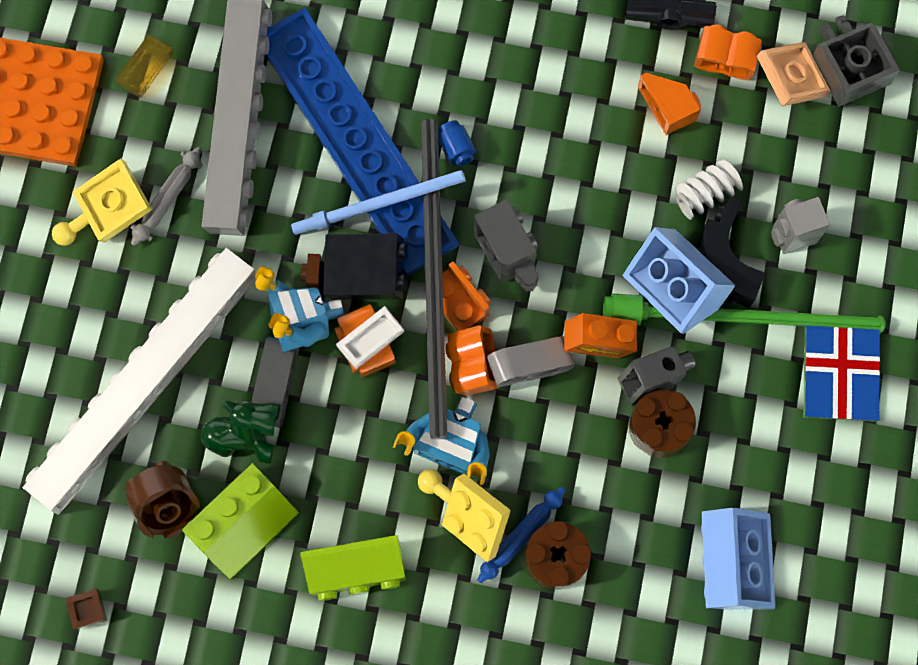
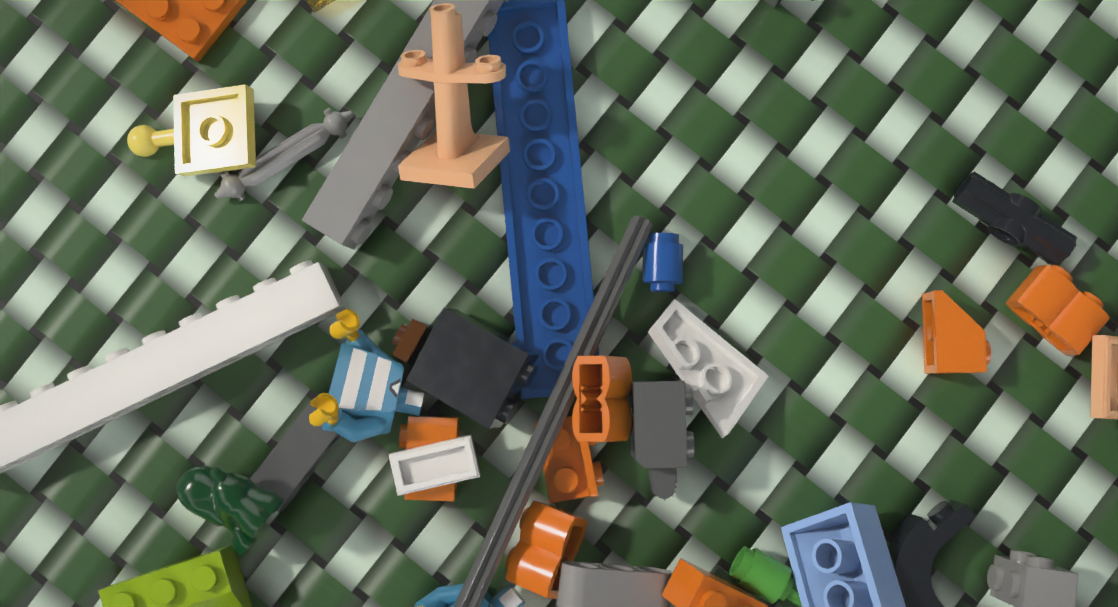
camera: 25 degrees right, 10 degrees up
(161, 500) = (93, 540): reddish brown brick -> none
(283, 132) = (453, 151): none -> light nougat piece
(323, 219) = (455, 279): light blue bar -> none
(460, 244) = (601, 402): none -> orange brick
(532, 195) = (715, 371): none -> white wing
(706, 187) = (942, 471): white piece -> none

